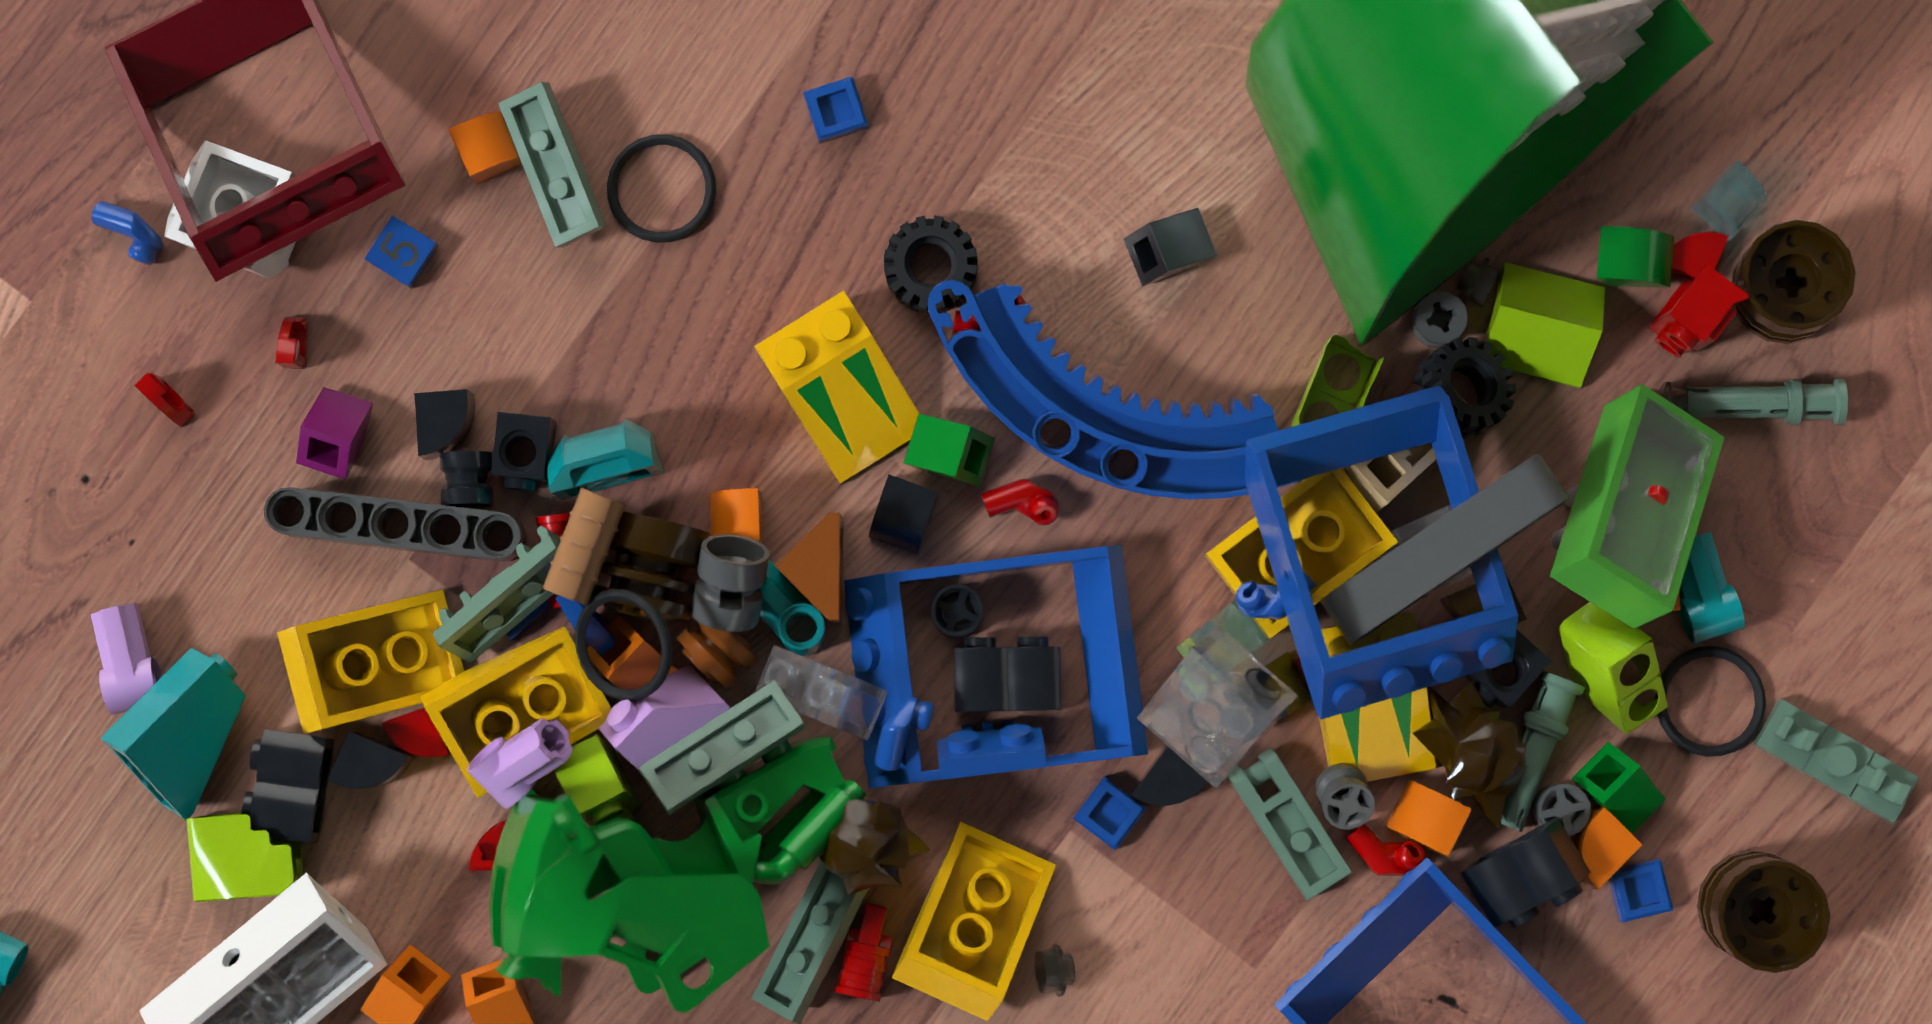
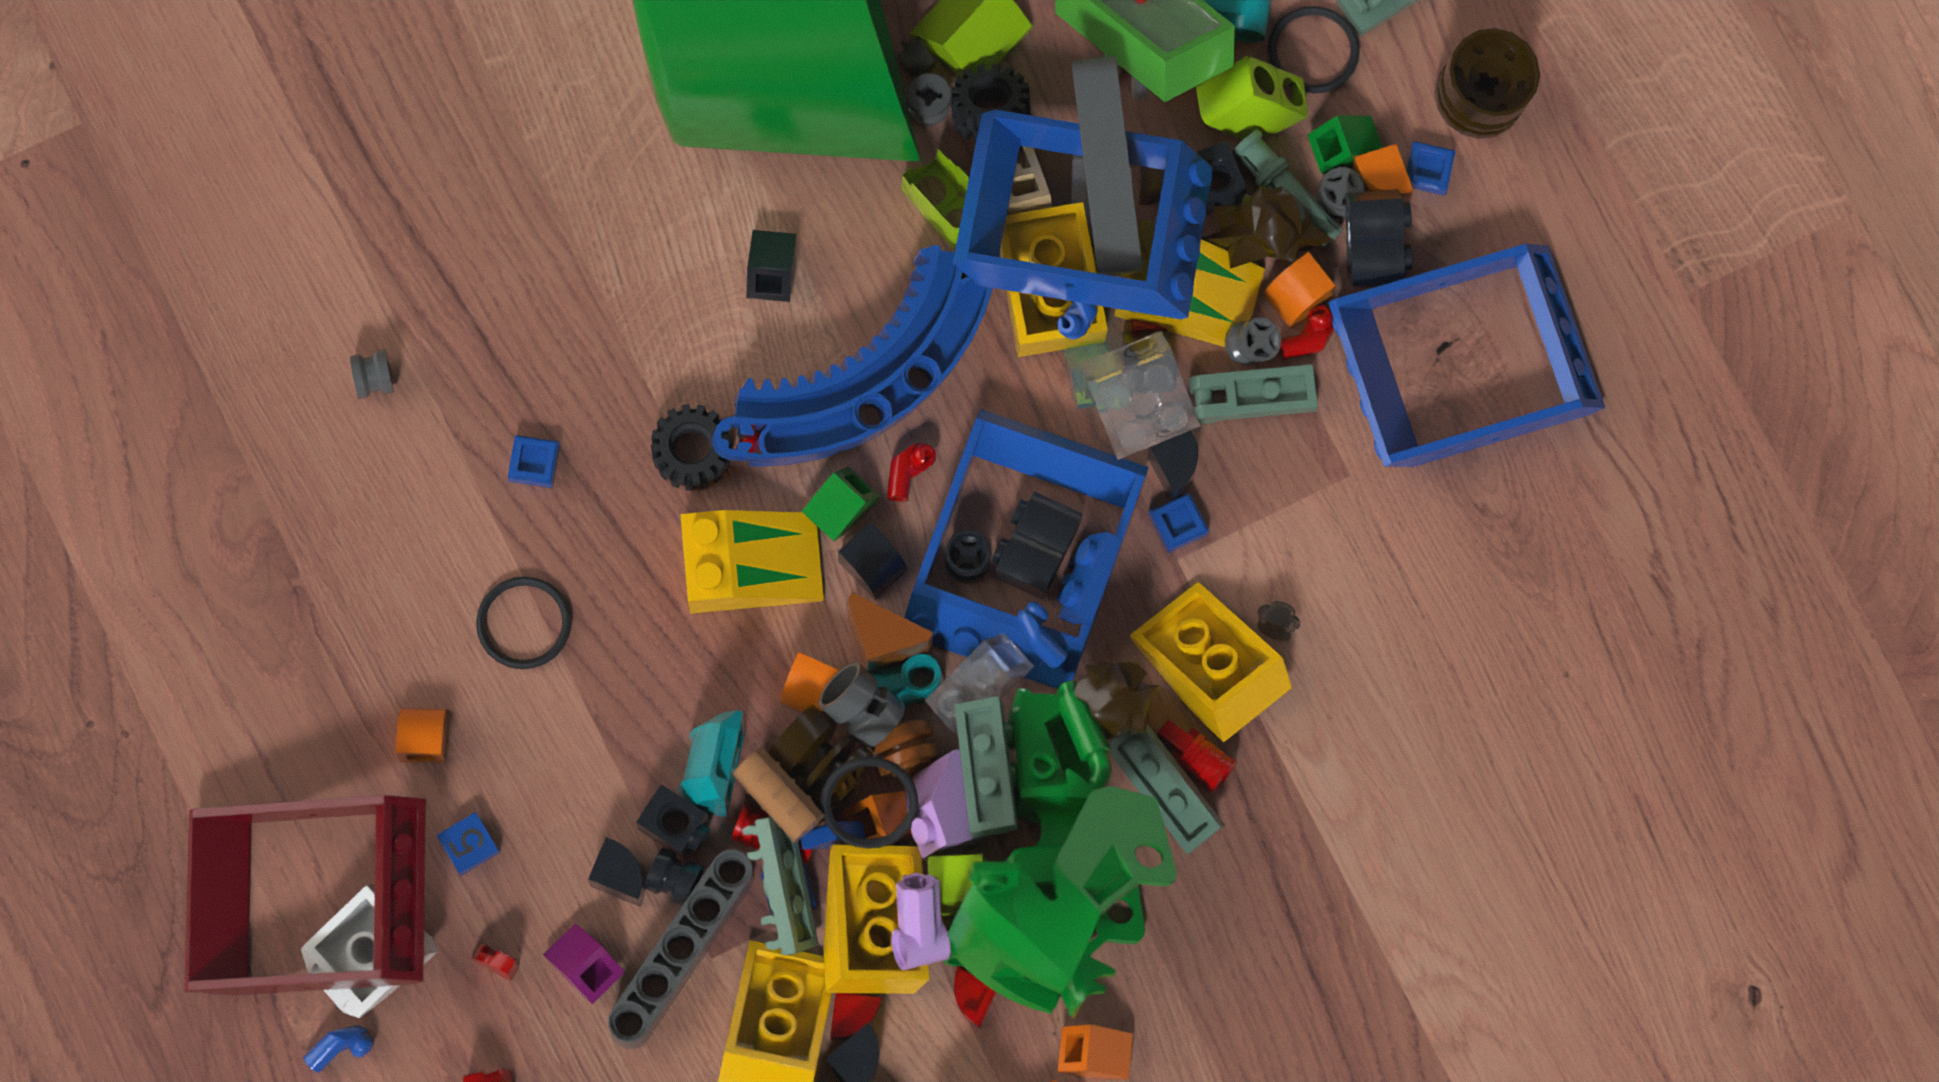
camera: 65 degrees left, 10 degrees down
(552, 164) = (464, 689): sand green plate -> none

